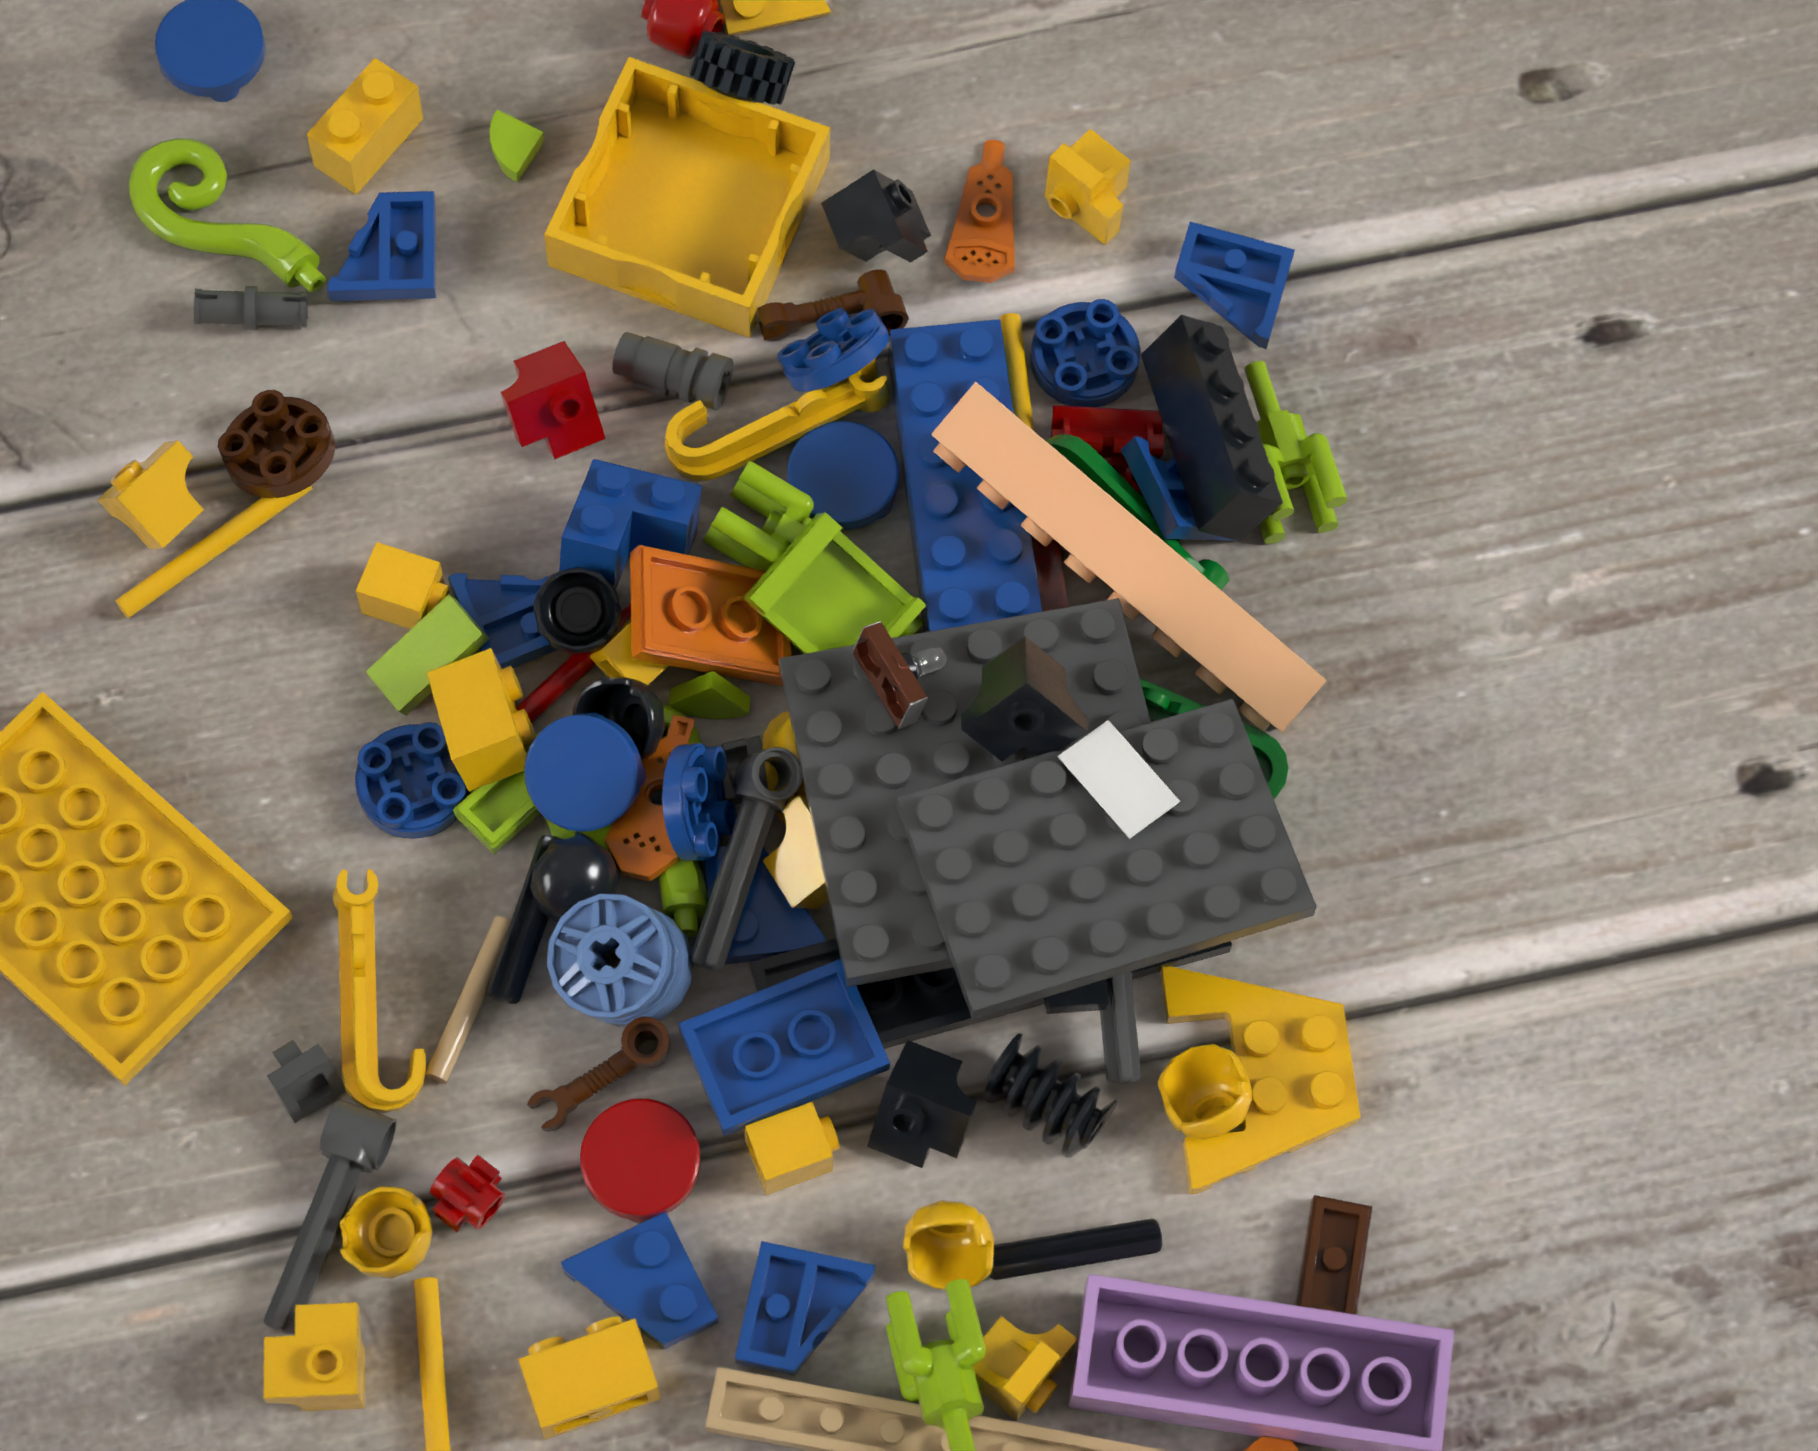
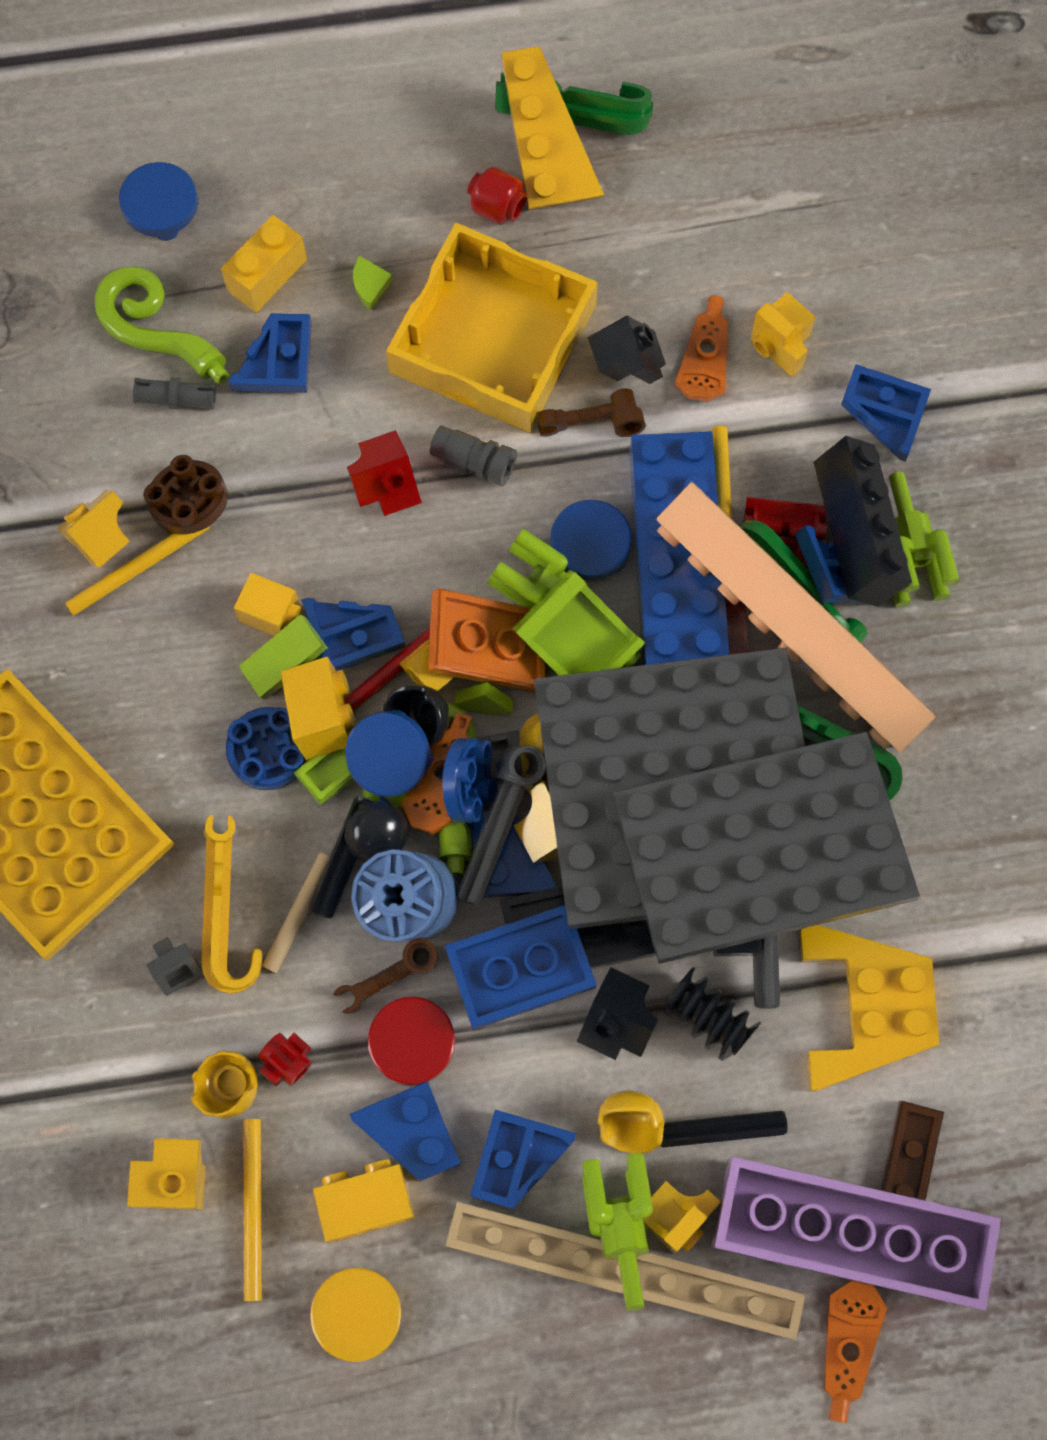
camera: 10 degrees right, 5 degrees up
(354, 1143) = (207, 1015): dark grey axle -> none
(577, 610) = (391, 632): black hair -> none
(625, 510) = (428, 561): blue brick -> none
(742, 67) = (537, 234): black bush -> none
(772, 431) = (545, 503): yellow piece -> none
(791, 1147) = (522, 1040): yellow brick -> none
(834, 351) = (590, 448): blue tile -> none
(896, 672) = (619, 697): copper piece -> none
(1023, 704) = (711, 728): black brick -> none
(1085, 354) = (772, 458): blue tile -> none
(1118, 779) = (778, 789): white sticker -> none
(1205, 1091) = (826, 1019): yellow hair -> none

